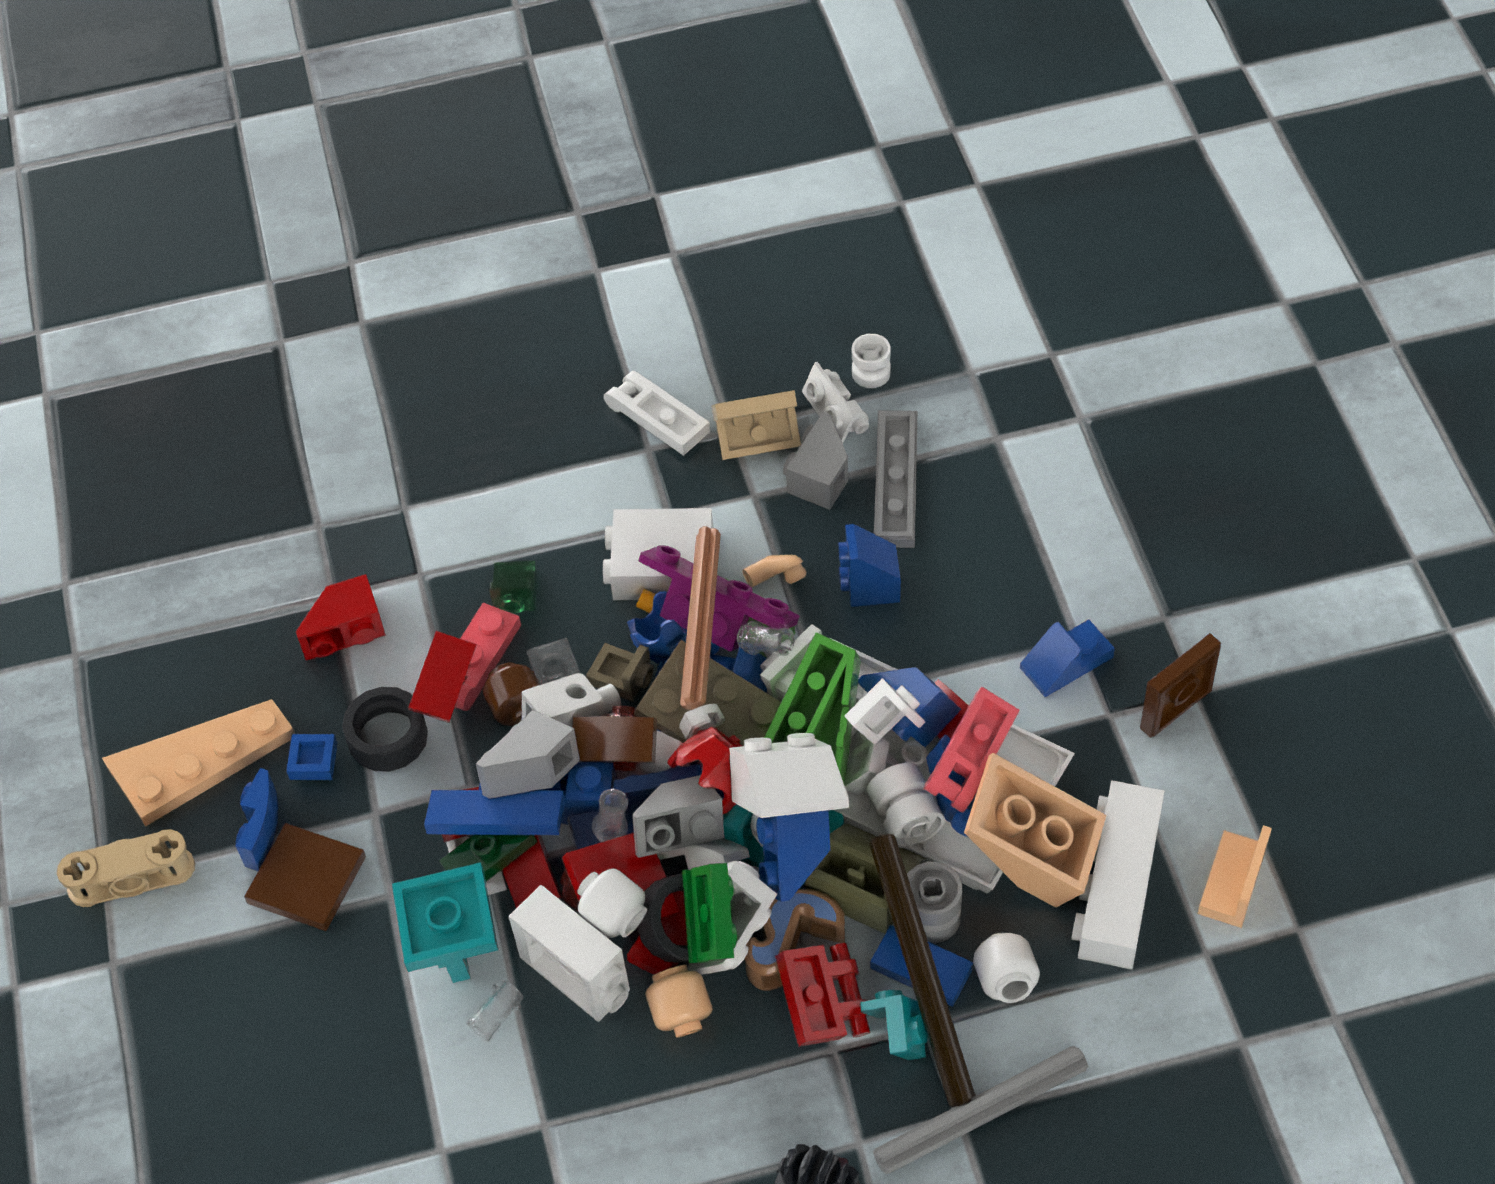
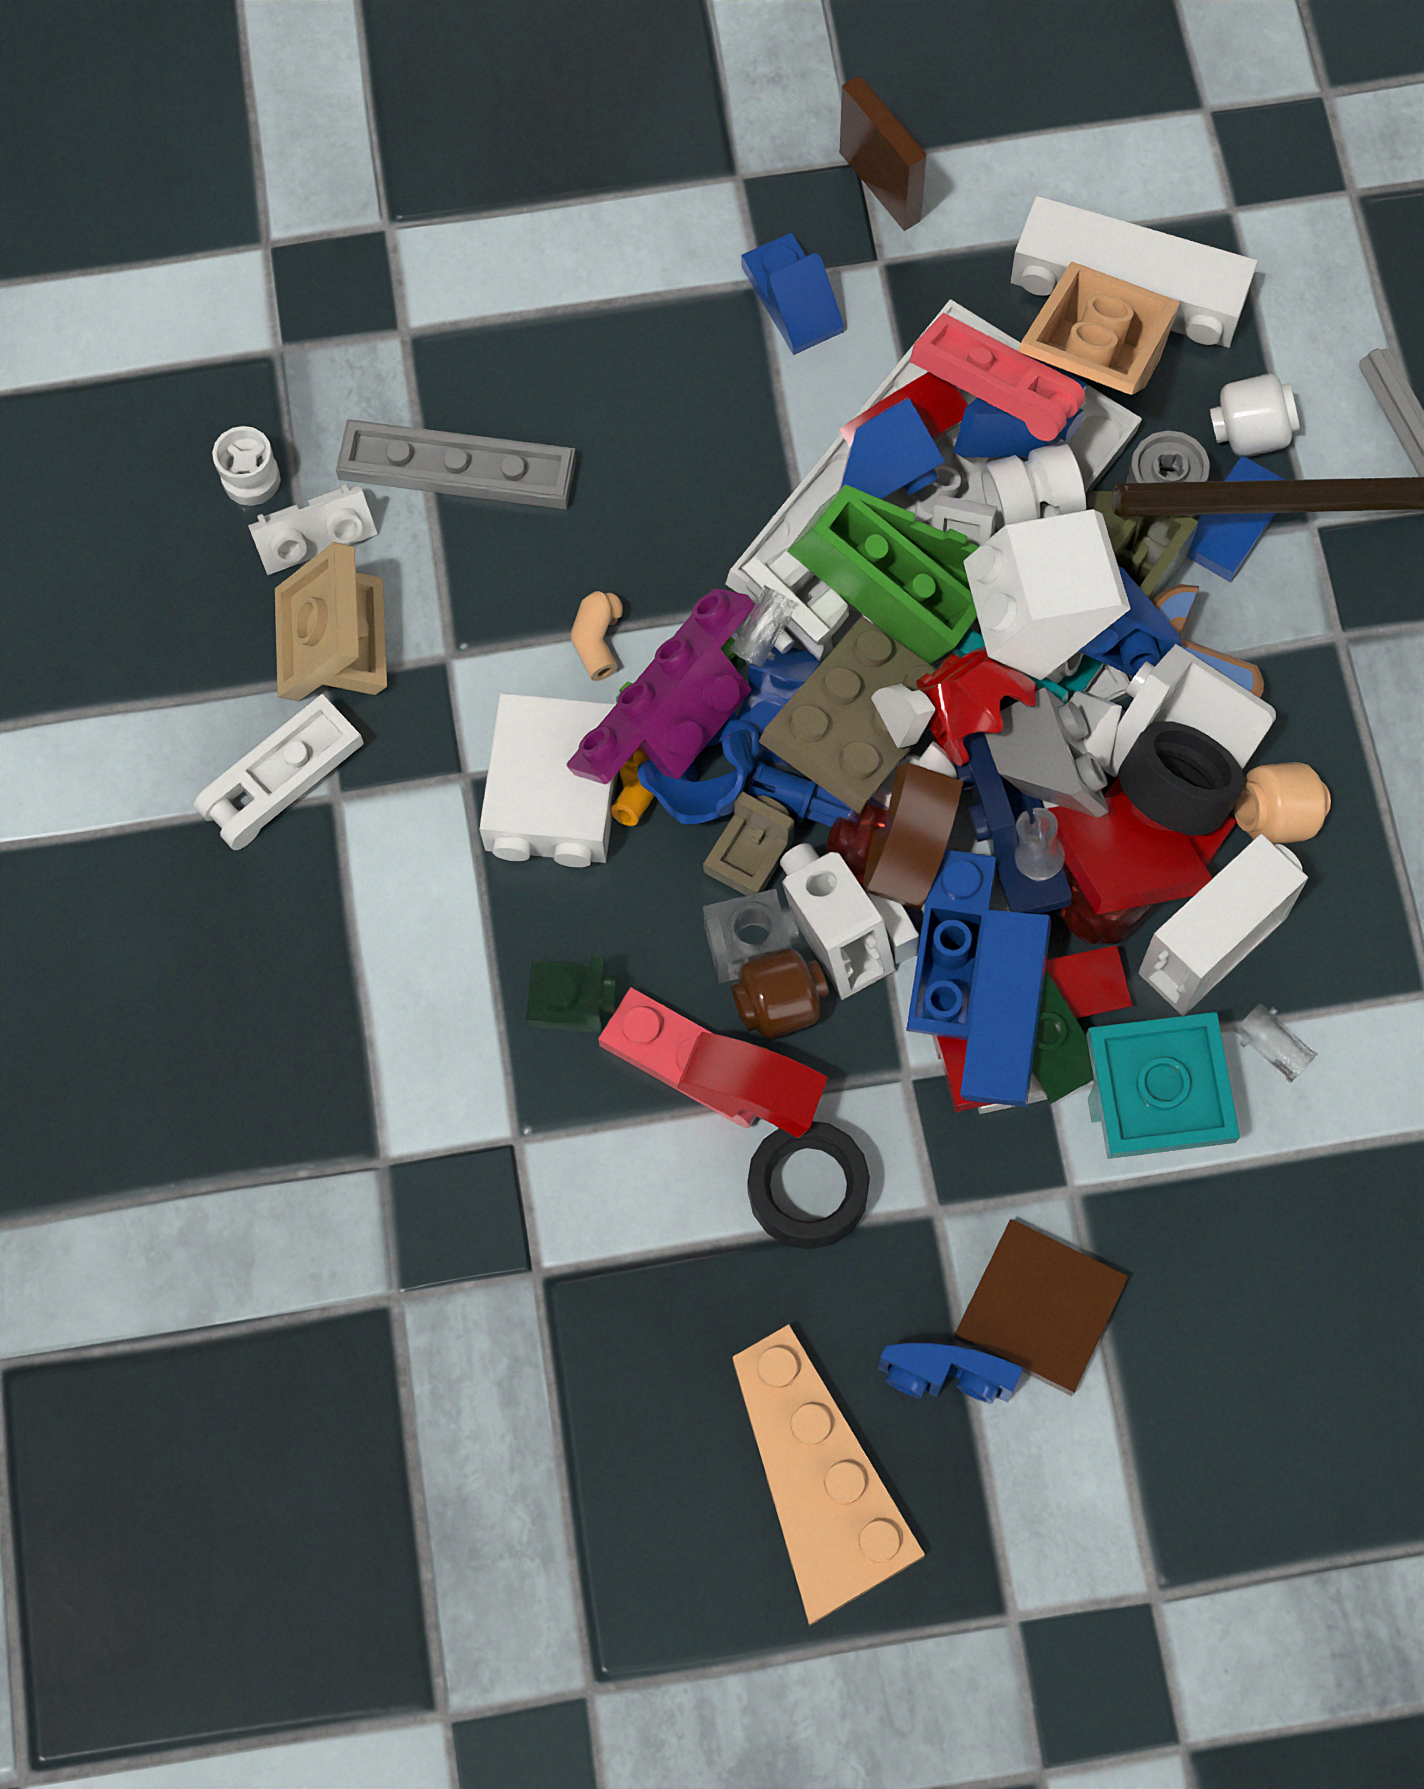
camera: 85 degrees left, 15 degrees up
(126, 868) = (1016, 1570): tan piece -> none
(312, 757) = (844, 1294): blue plate -> none
(340, 619) = (597, 1246): red slope -> none
(528, 757) = (939, 939): light grey slope -> none
(611, 903) = (1186, 845): white head -> none
(700, 618) = (739, 692): nougat axle -> none
(708, 913) = (1212, 721): green plate -> none
(813, 997) = (1290, 624): red plate -> none
(819, 466) = (424, 549): light grey slope -> none
(868, 568) = (633, 504): blue slope -> none
(882, 710) = (923, 485): white bracket -> none
(904, 1022) = (1341, 532): teal bracket -> none
(1233, 877) = (1143, 148): light nougat panel -> none

